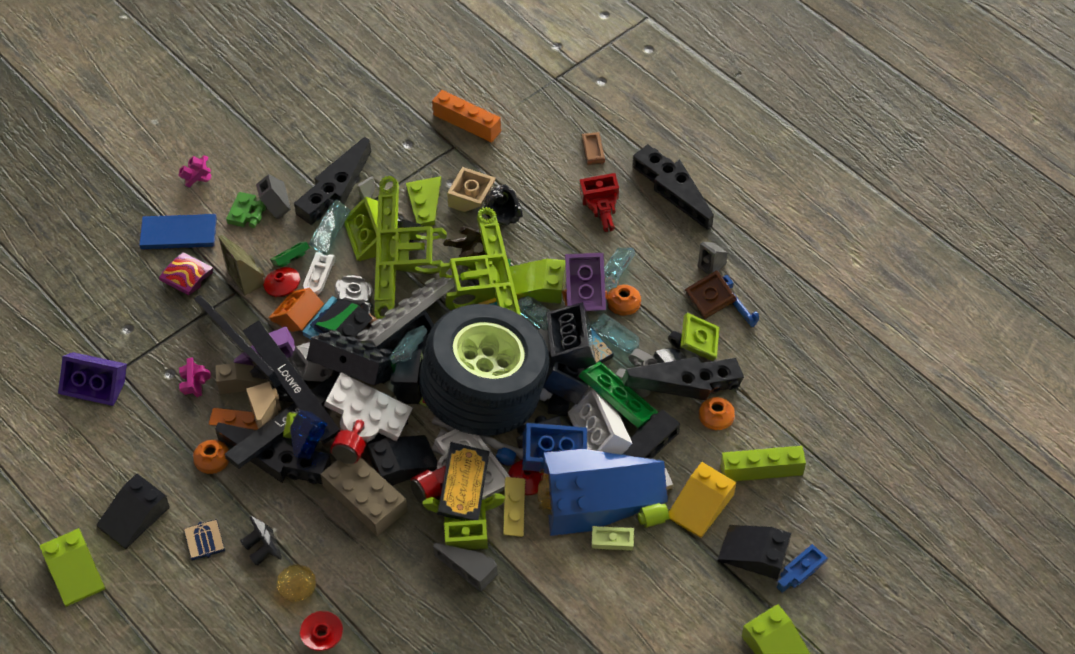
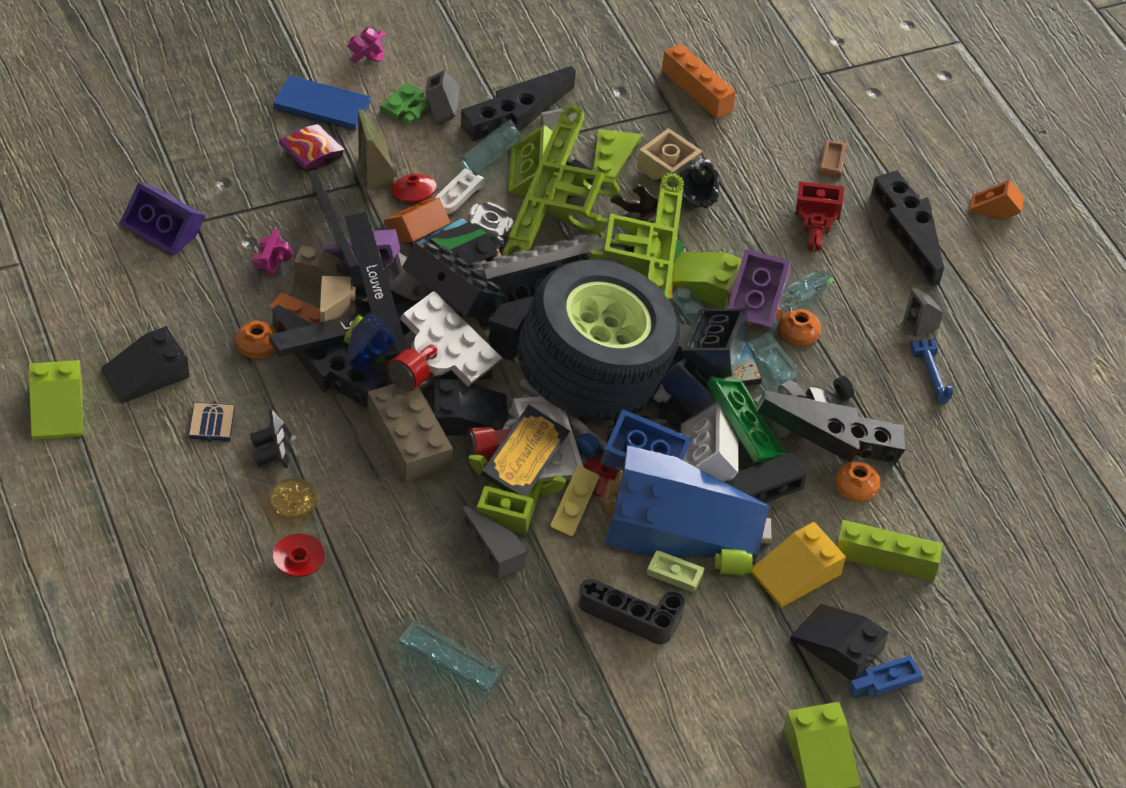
camera: 15 degrees right, 5 degrees down
(295, 251) = (444, 161): green plate -> none
(408, 345) = (519, 290): clear light blue plate -> none
(591, 580) = (599, 598): none -> black beam
(700, 336) = (871, 391): lime tile -> none
(711, 294) = (905, 352): reddish brown tile -> none
(730, 144) = (998, 201): none -> orange slope

